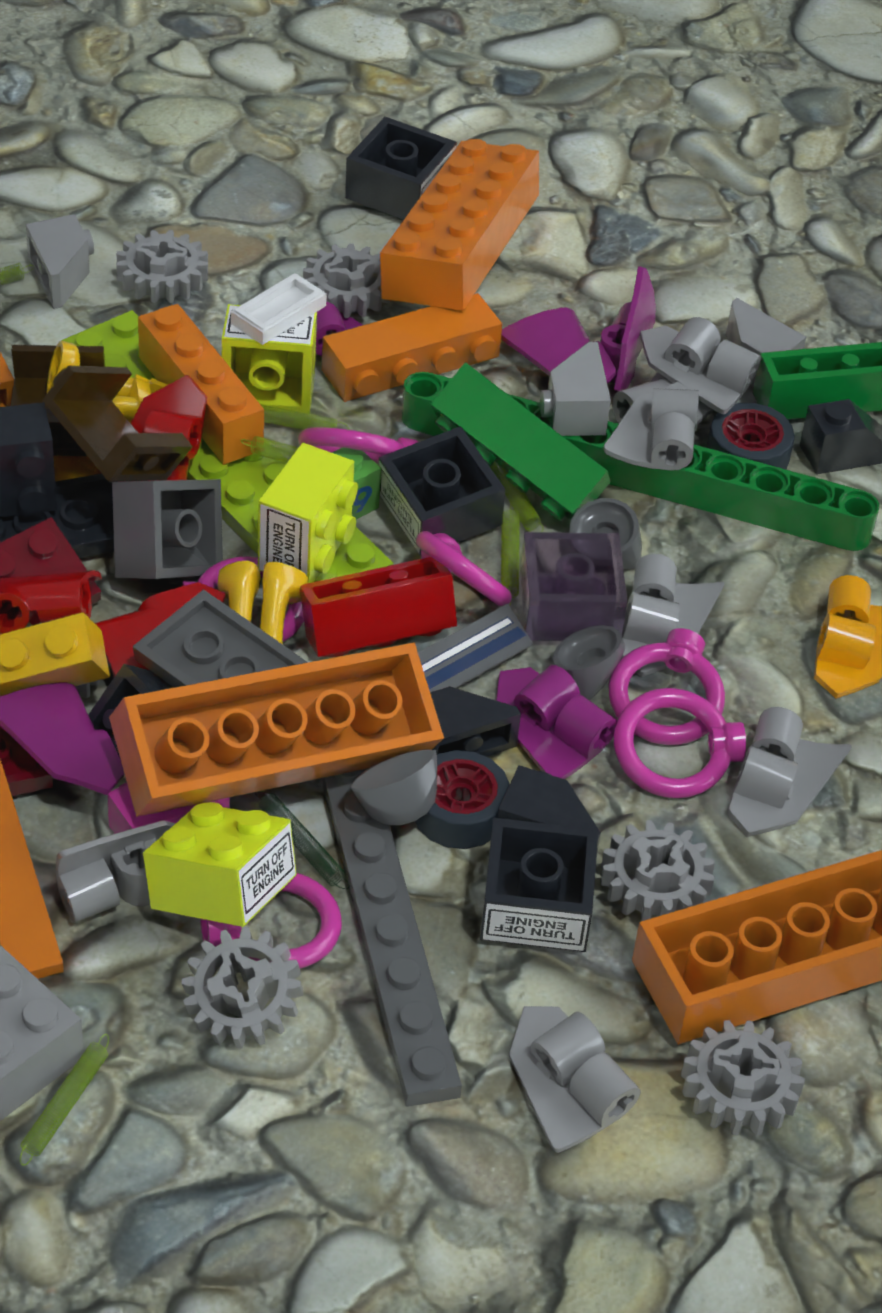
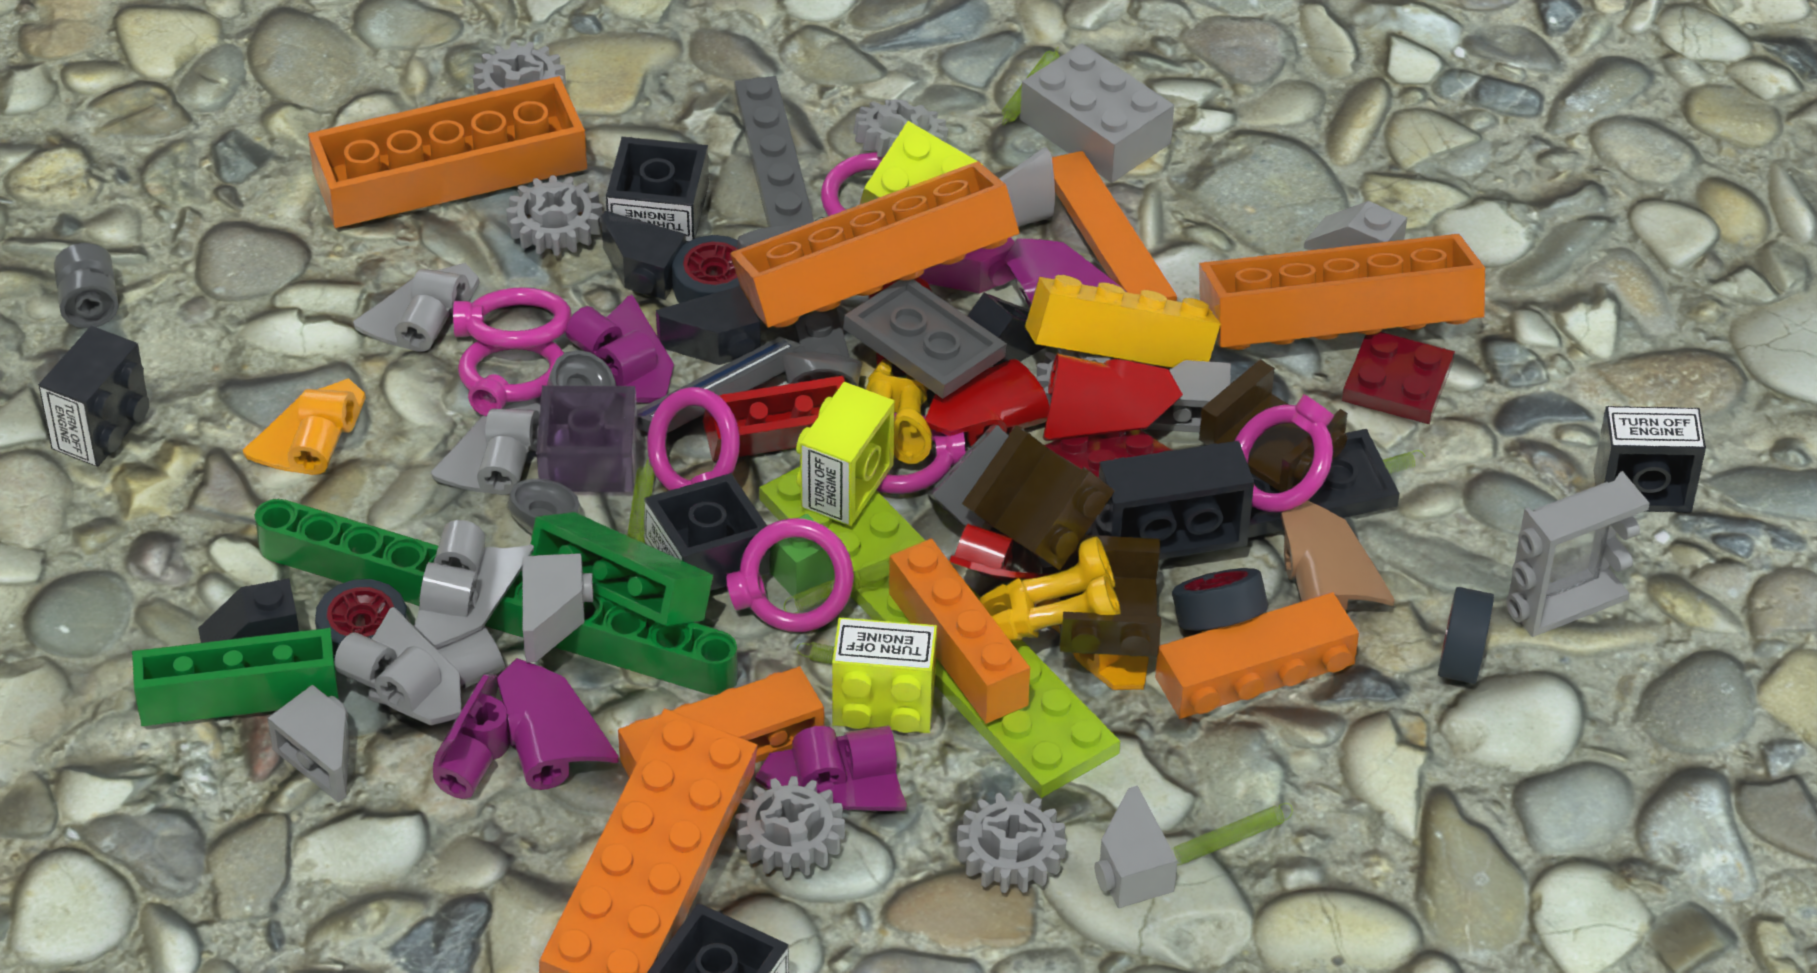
camera: 175 degrees left, 0 degrees up
(278, 308) = (874, 651): white tile -> none
(331, 637) = (817, 365): none -> dark grey piece
(569, 1075) = (651, 93): light grey panel -> none

